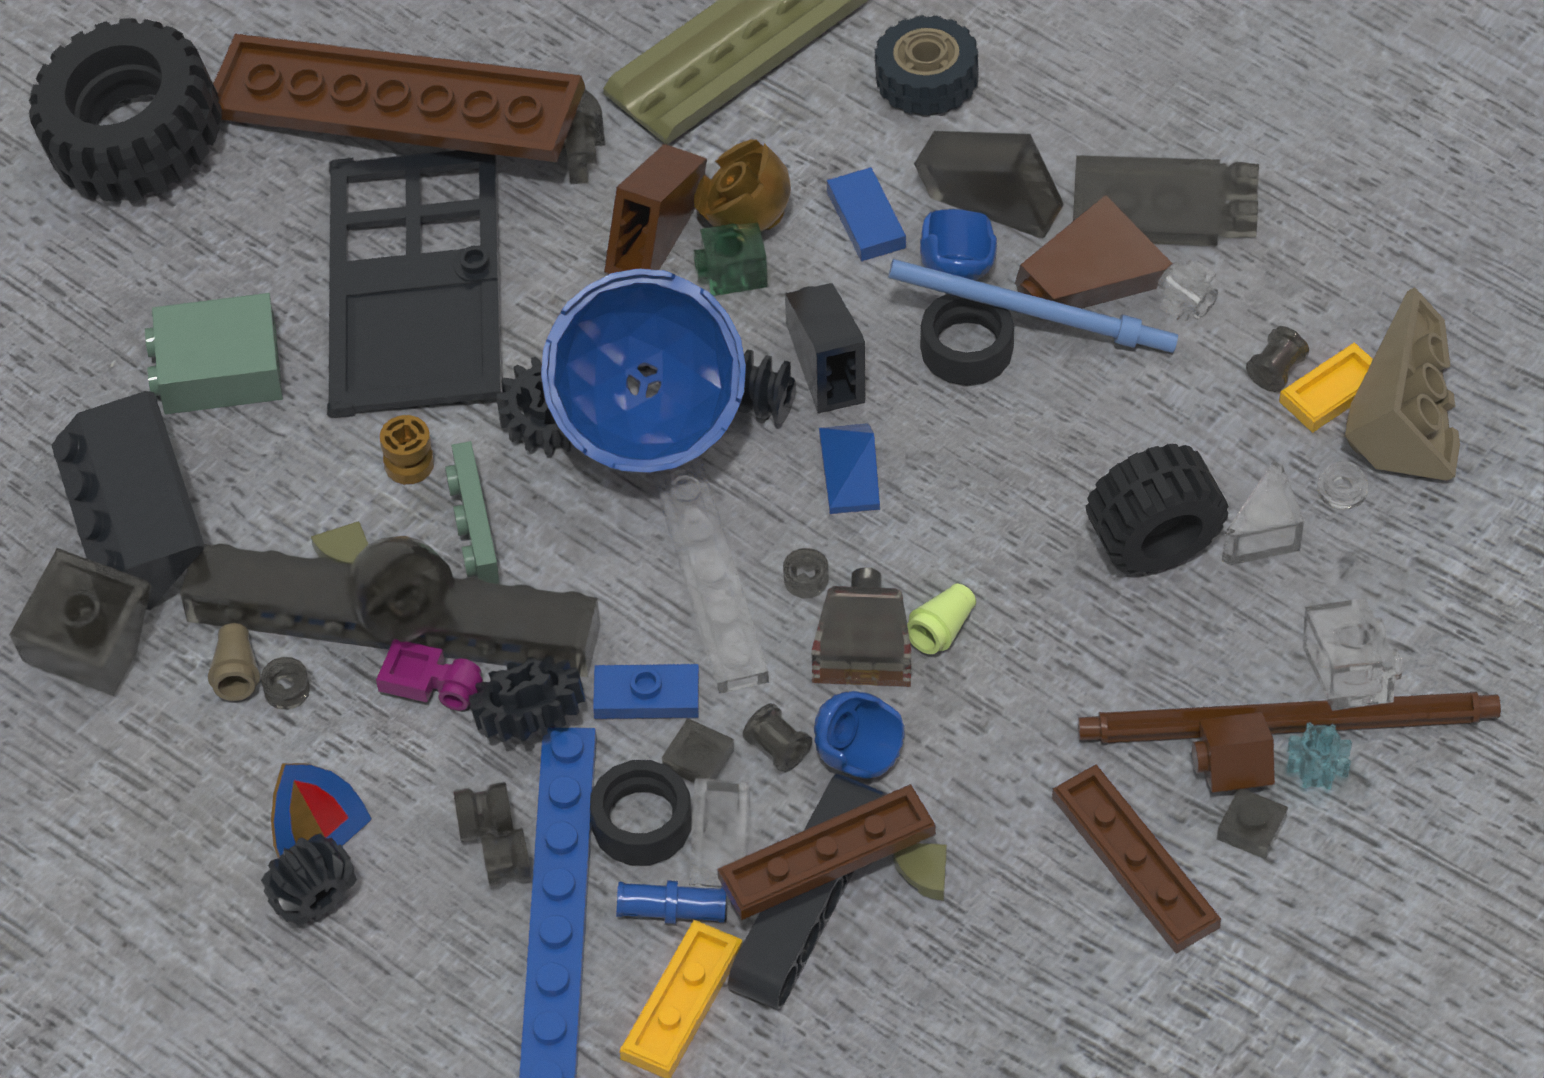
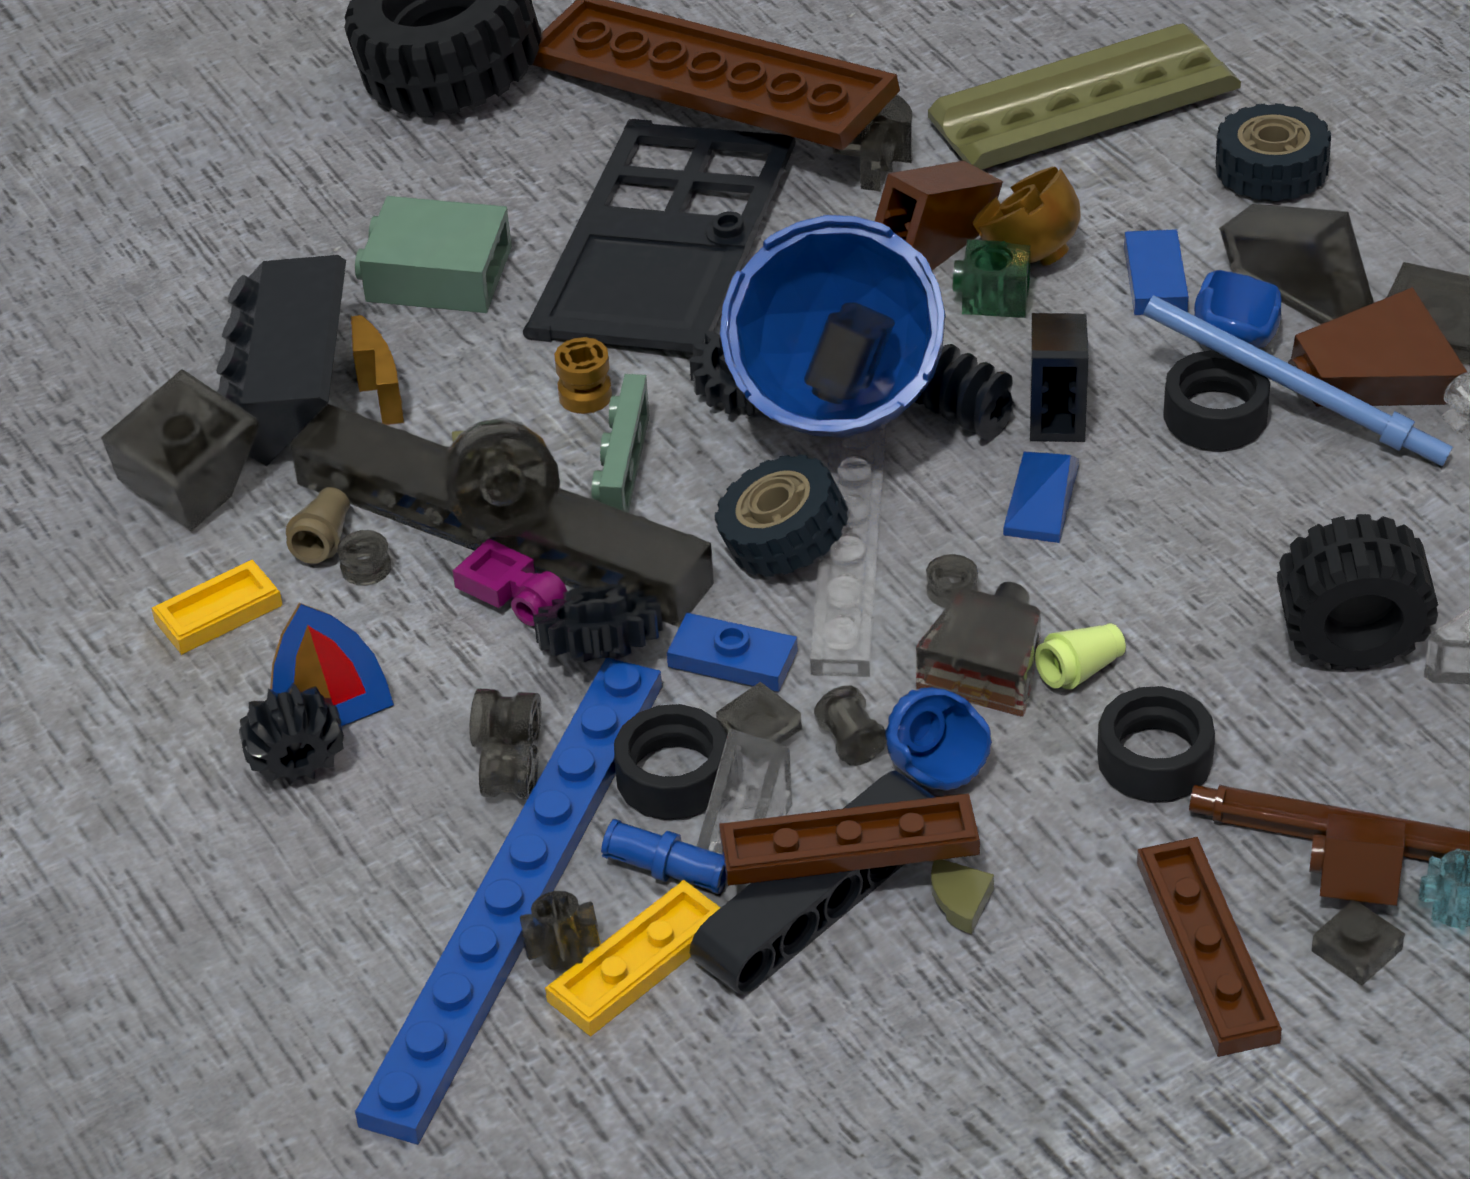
camera: 20 degrees right, 10 degrees down
(173, 766) = (216, 606): none -> yellow tile
(215, 486) = (376, 369): none -> pearl gold slope
(613, 996) = (559, 930): none -> clear smoke gear
(643, 551) = (781, 515): none -> black wheel
(656, 385) = (848, 352): none -> clear smoke brick
(1033, 653) = (1155, 777): none -> black tyre

